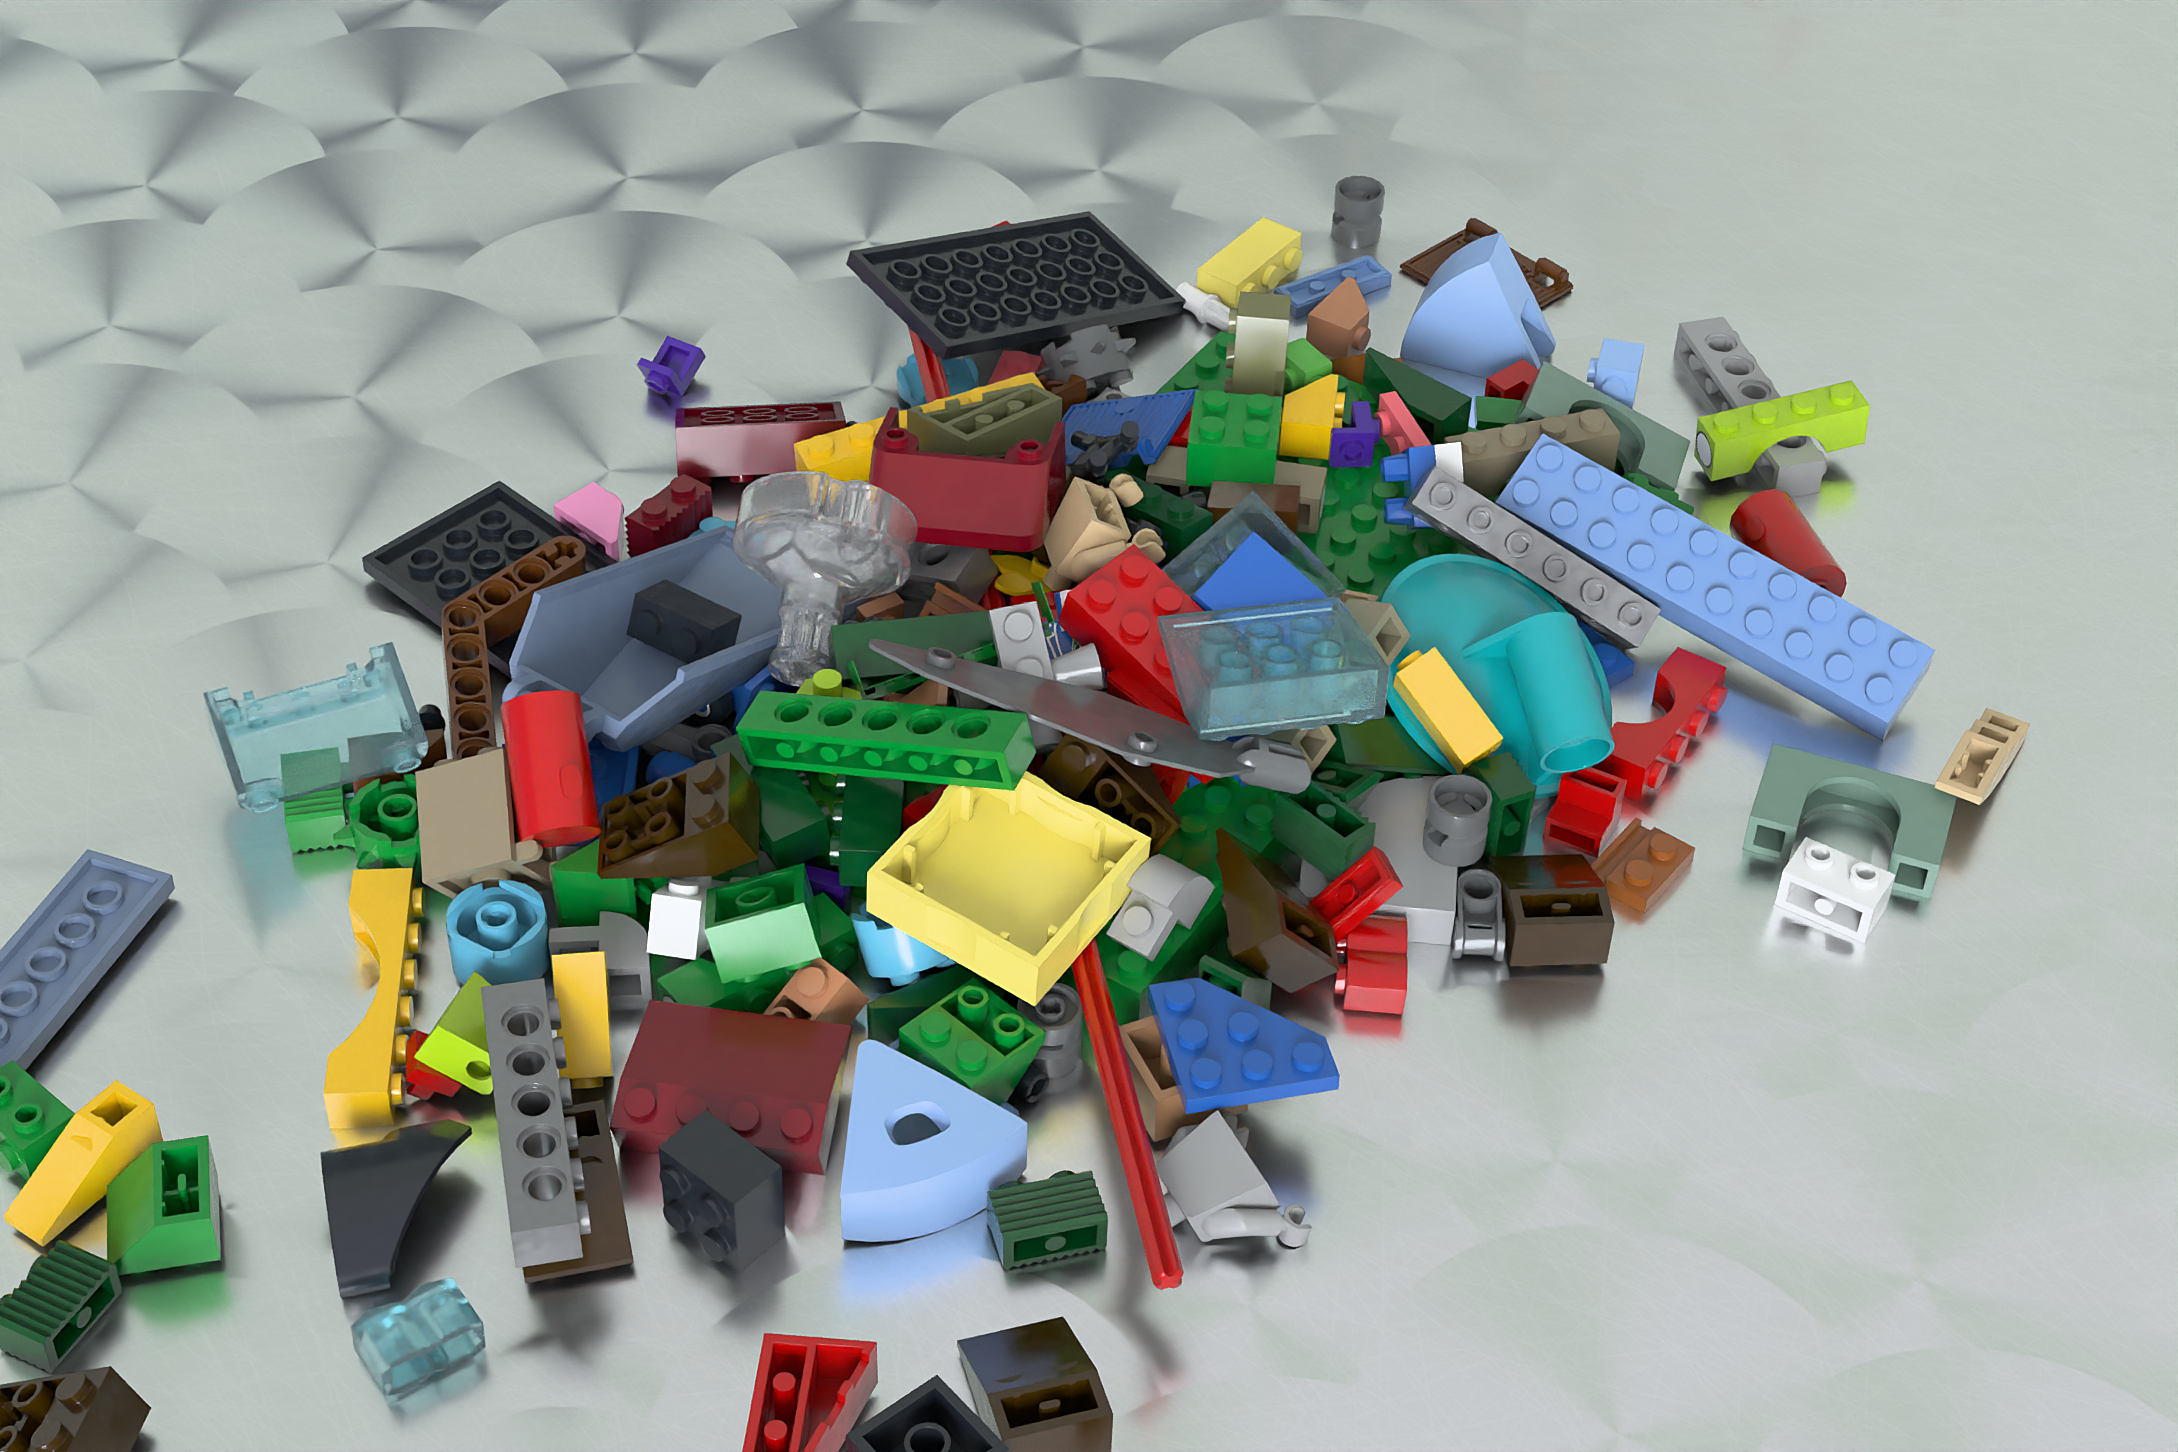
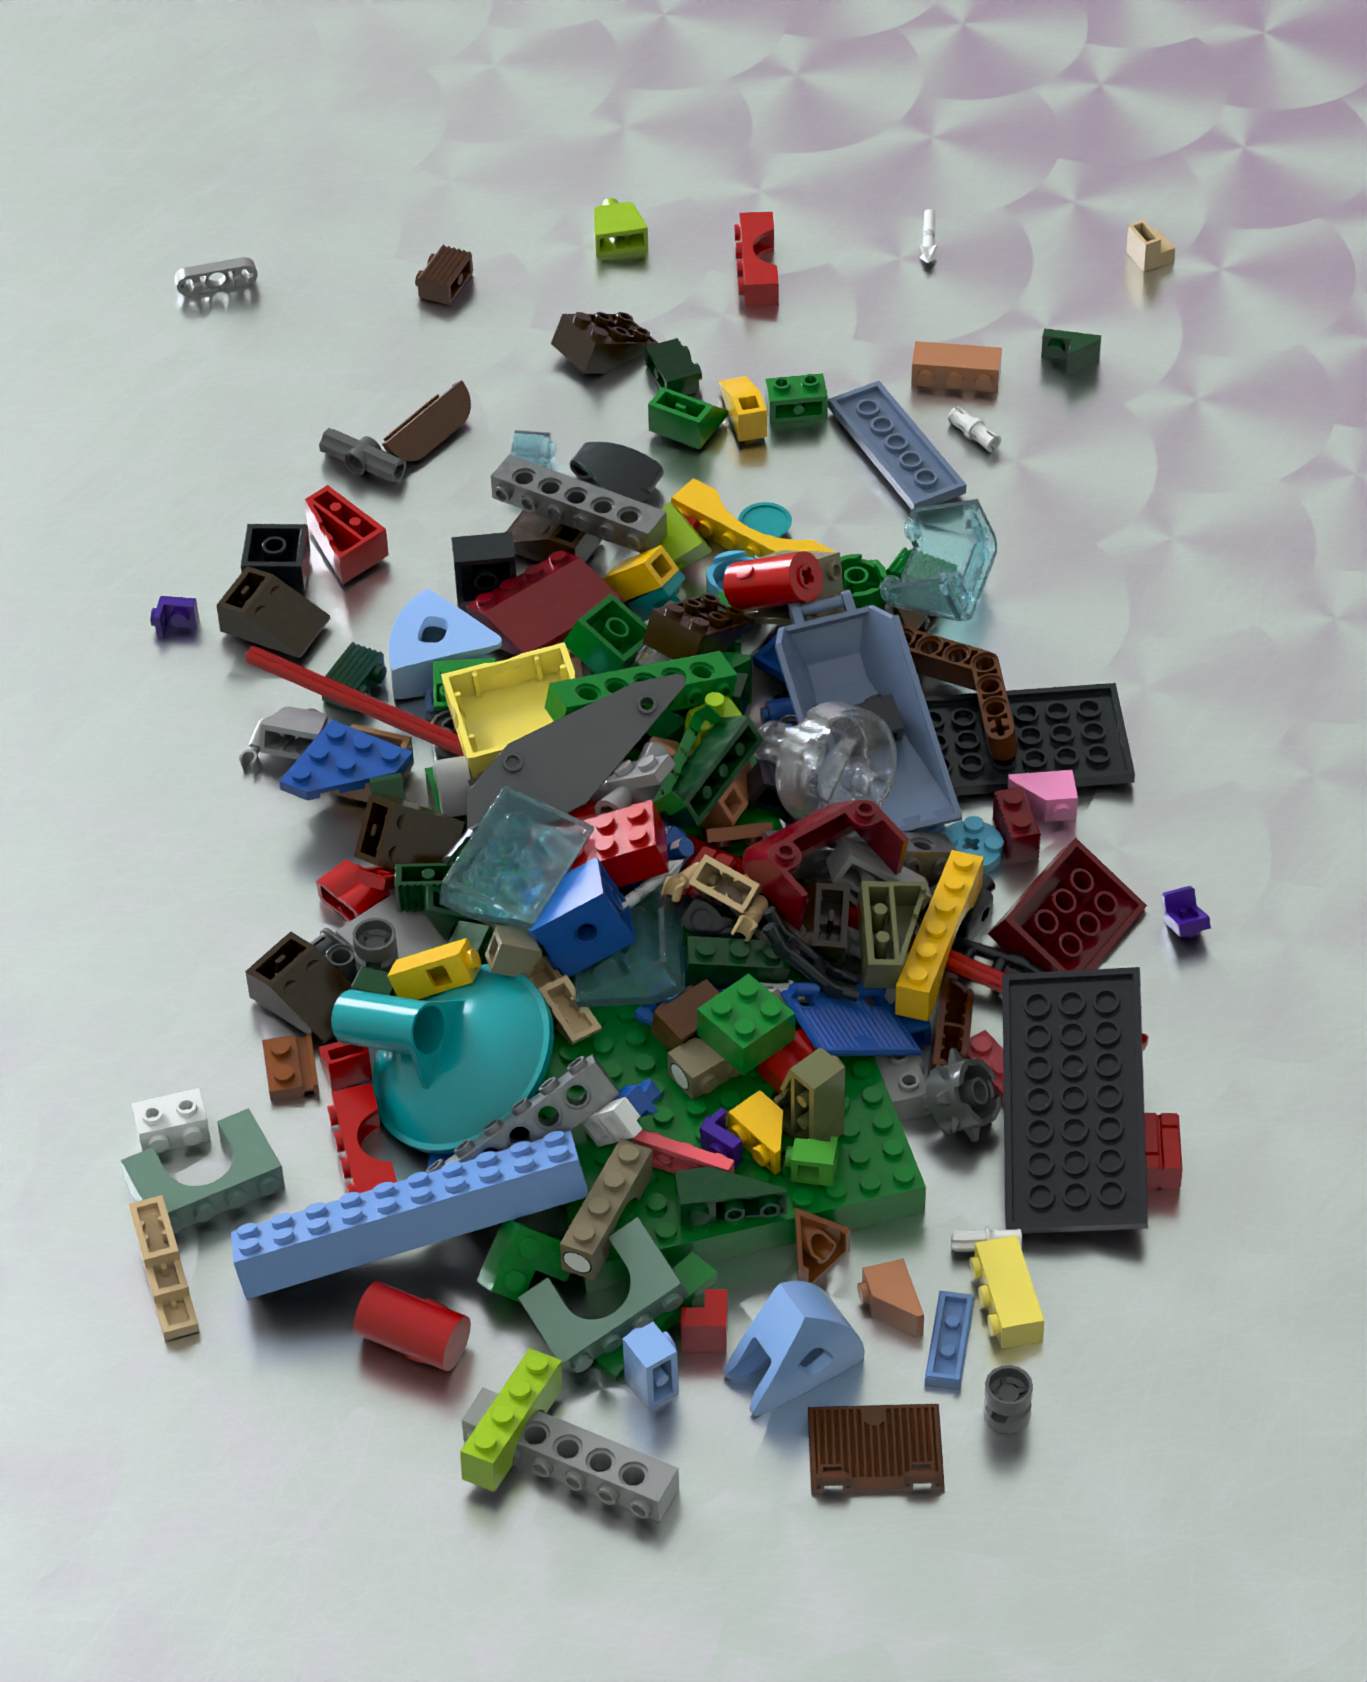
camera: 135 degrees right, 5 degrees up
(328, 1004) = (766, 518): none -> teal piece

